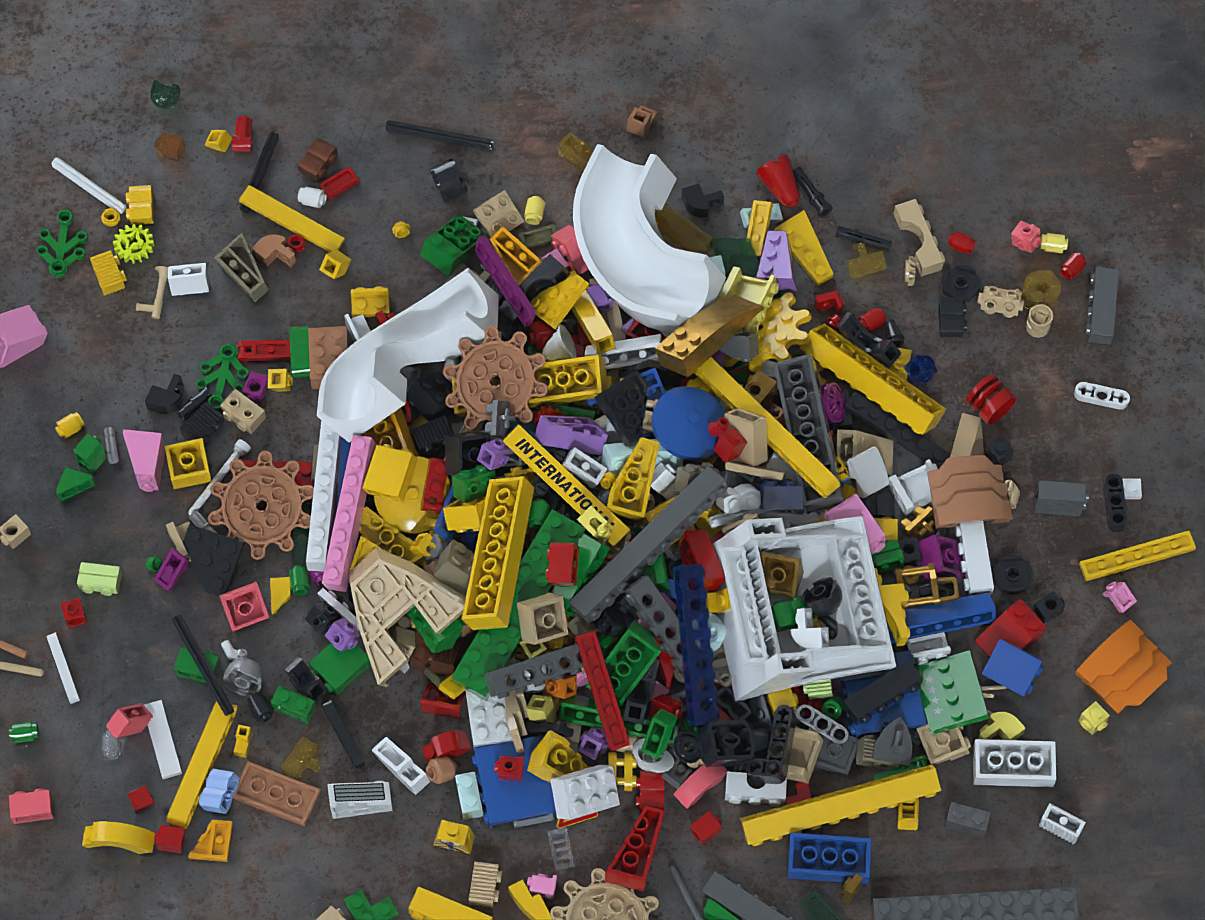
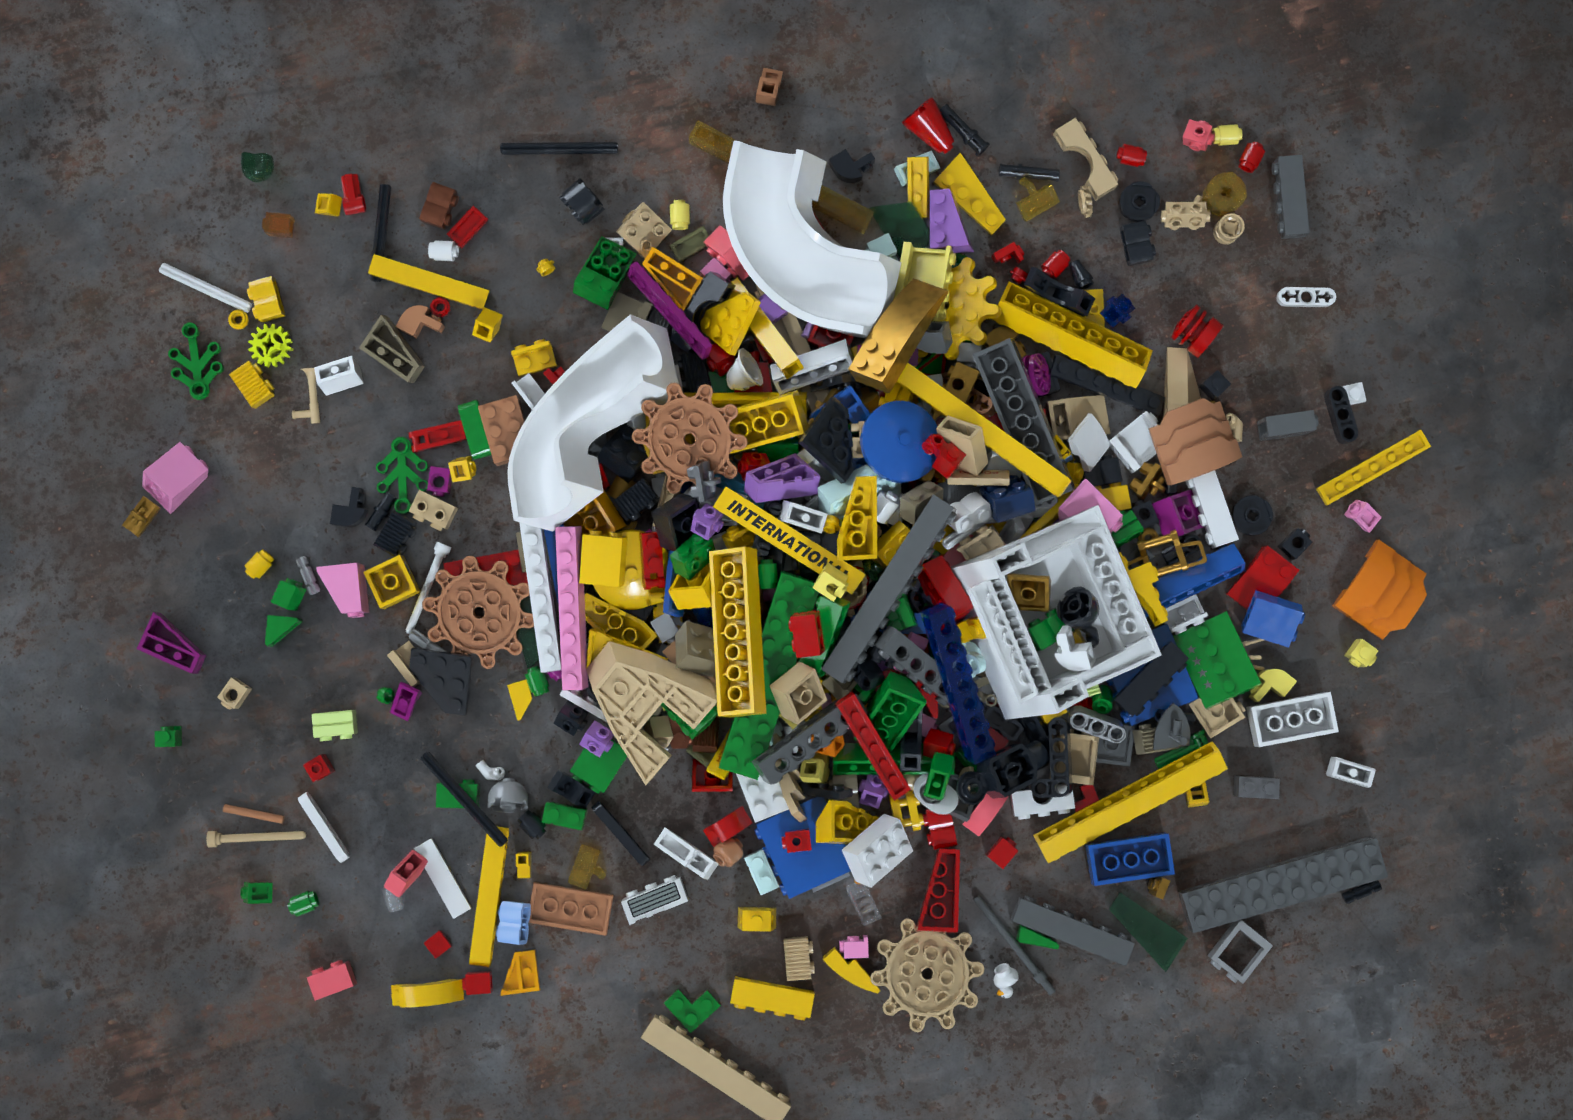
camera: 15 degrees left, 20 degrees up
(244, 606) = (488, 723): coral brick -> none
(421, 543) = (654, 631): yellow tile -> none

